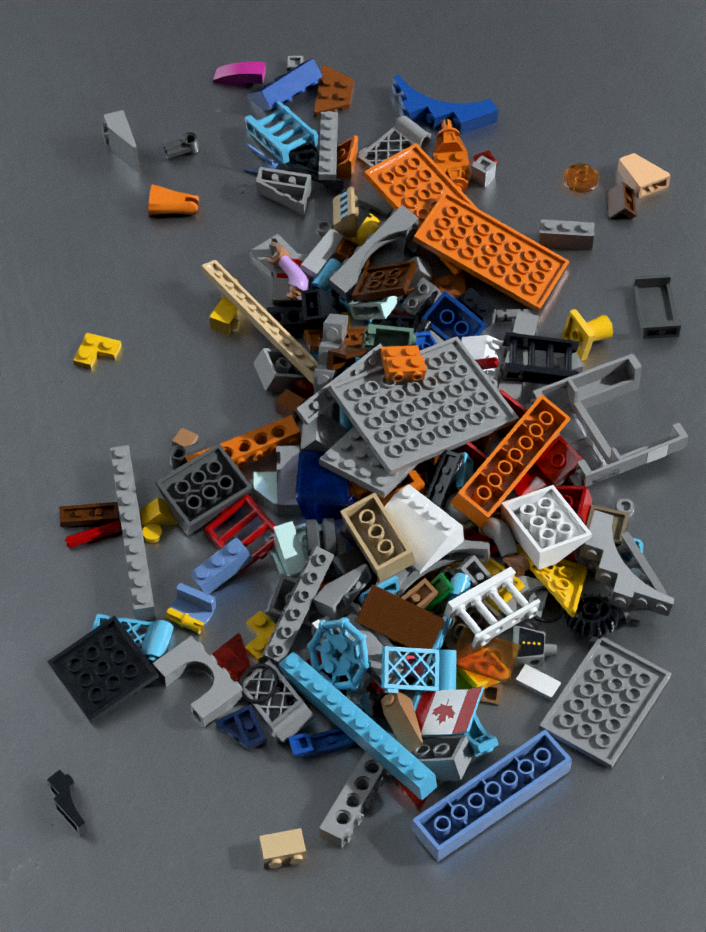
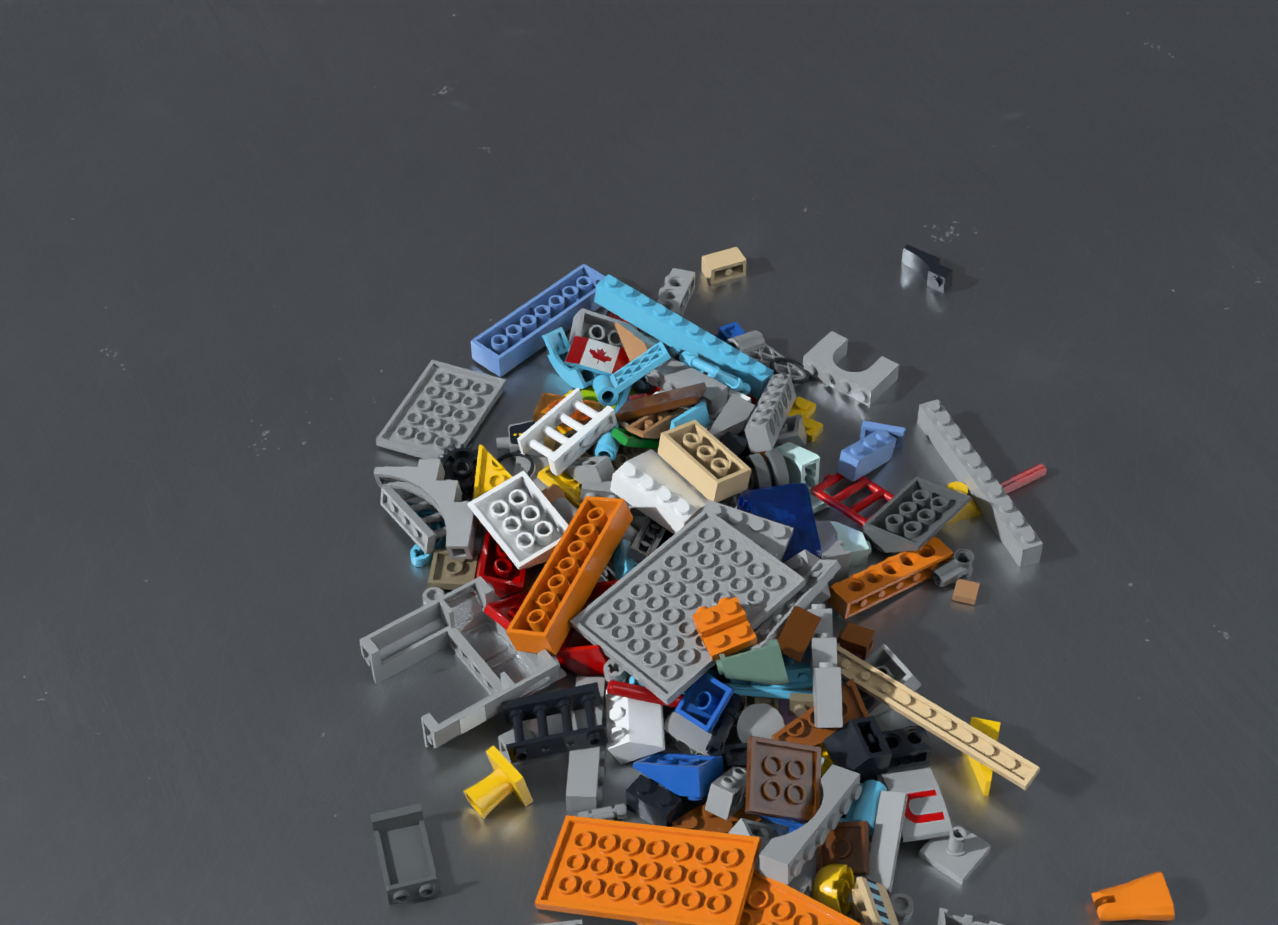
camera: 170 degrees right, 10 degrees down
(89, 514) = (1038, 493): reddish brown plate -> none
(92, 347) = (1129, 684): yellow plate -> none
(103, 669) = (946, 360): black plate -> none
(155, 640) = (907, 394): medium azure piece -> none
(184, 620) = (885, 416): yellow axle -> none
(233, 657) = (824, 395): clear red wing -> none
(243, 727) = (789, 342): dark blue wing -> none
(297, 279) = (918, 789): piece -> none
(538, 682) = (503, 418): white tile -> none

